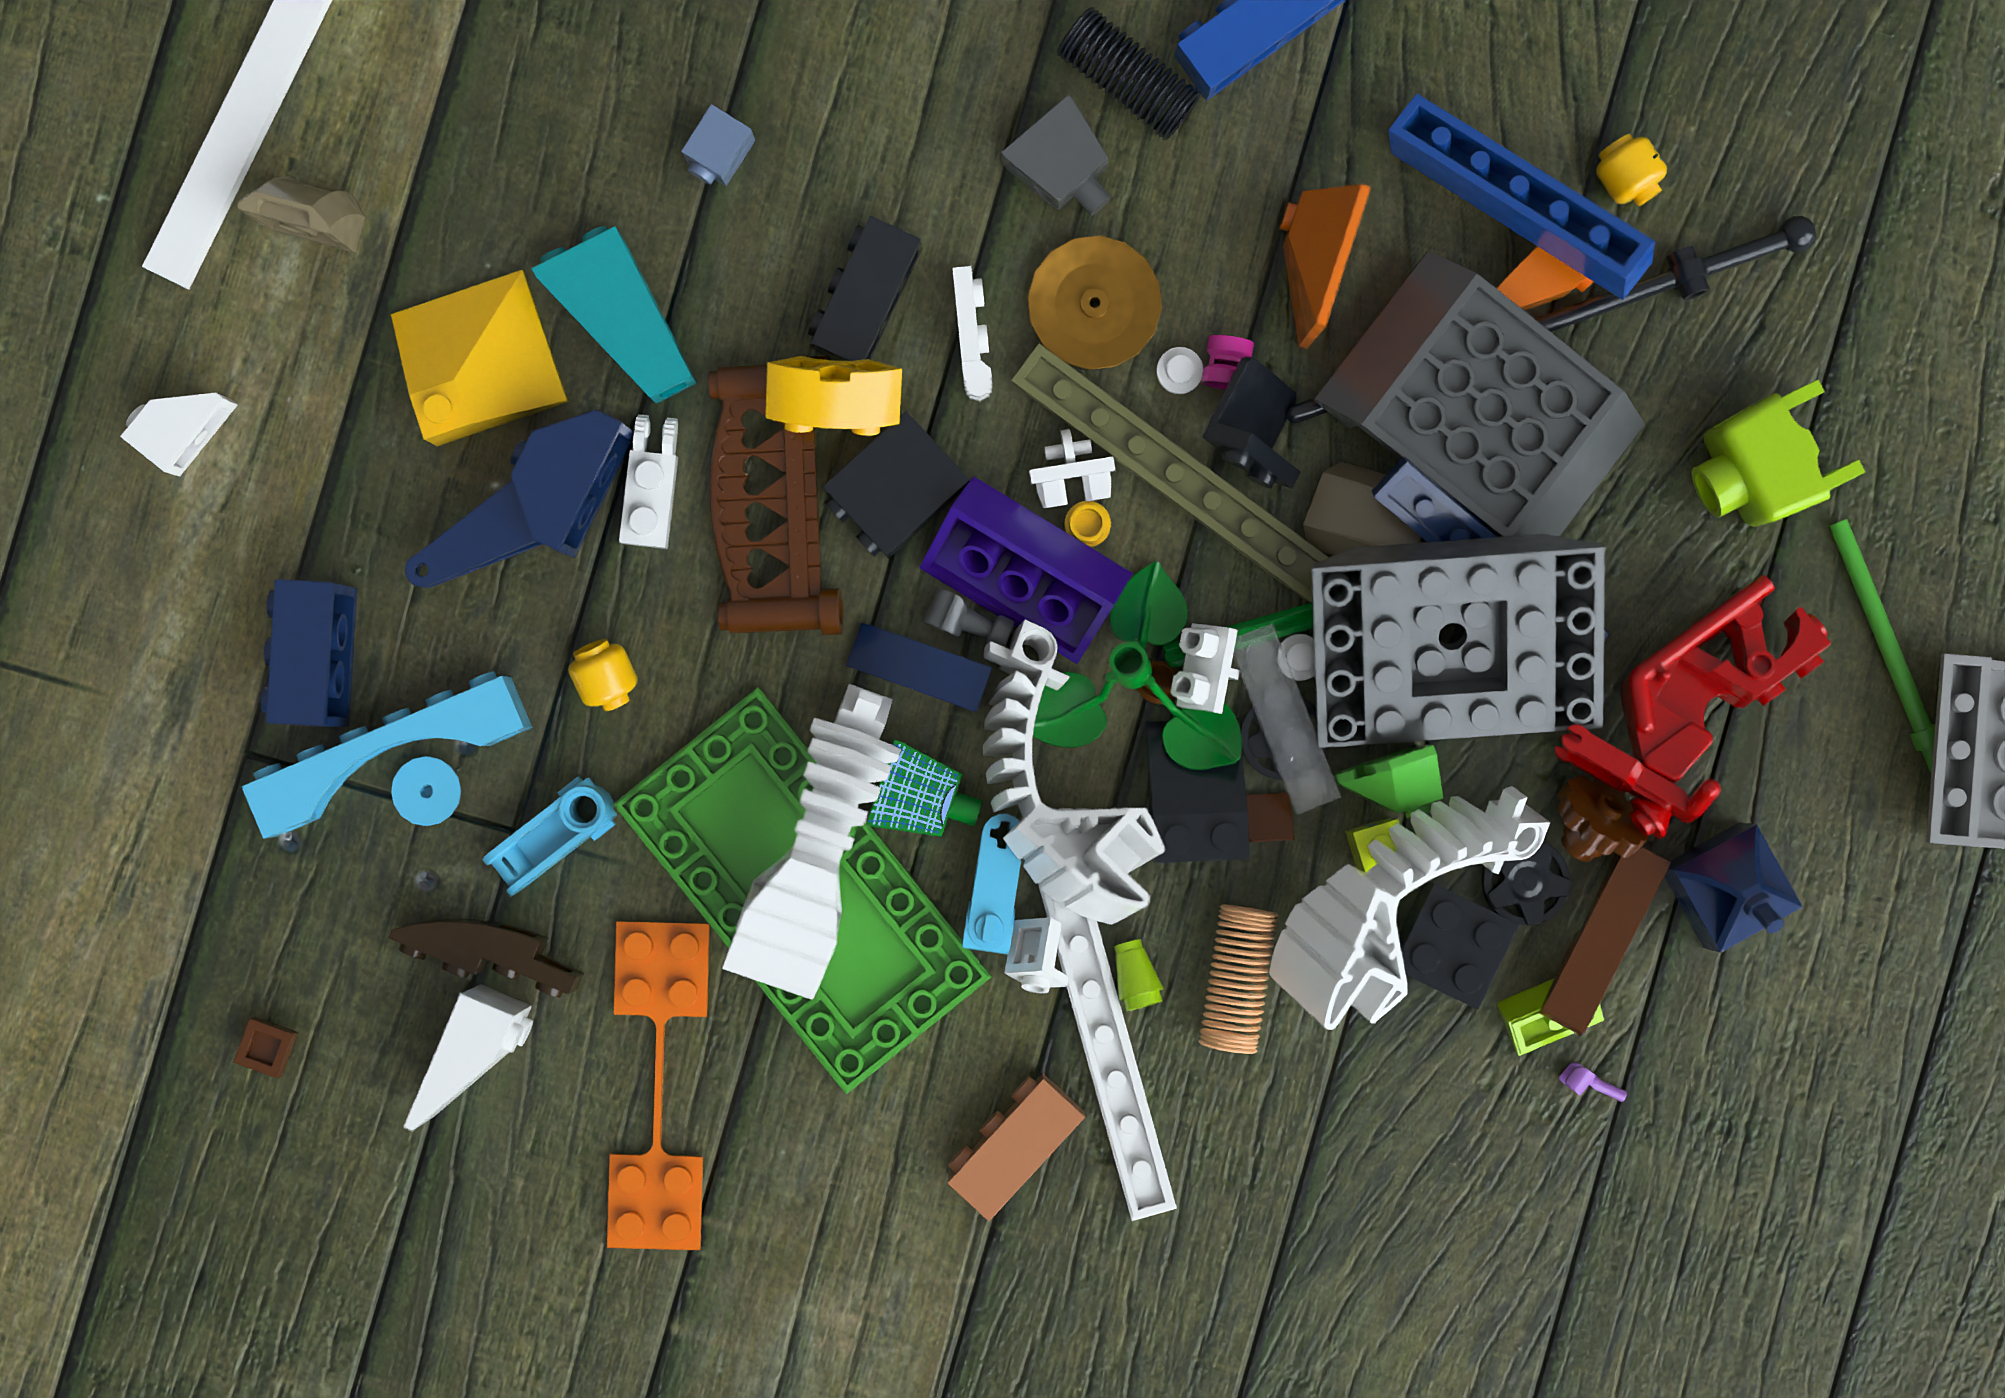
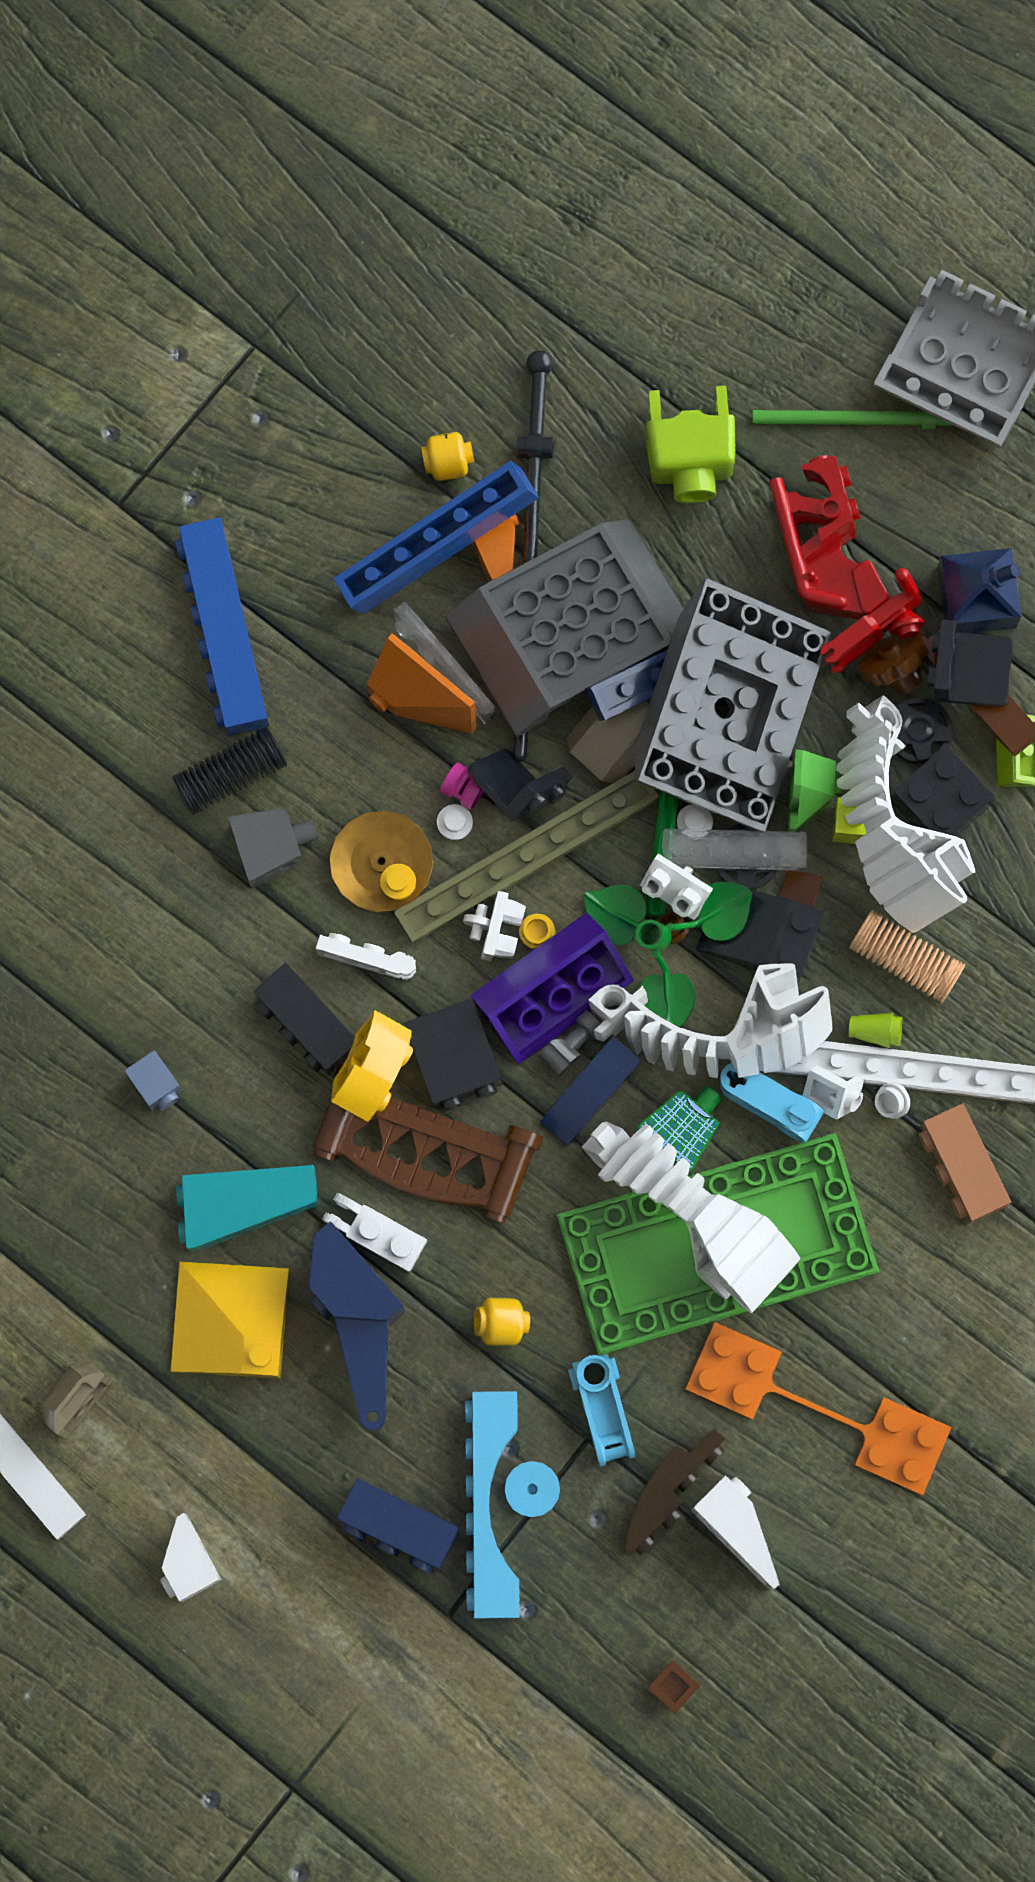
camera: 65 degrees left, 10 degrees down
(1056, 1029) = (892, 1100): none -> white plate
(1075, 332) = (398, 881): none -> yellow plate
(1376, 256) = (433, 652): none -> clear plate
(1629, 917) = (970, 667): none -> black bracket

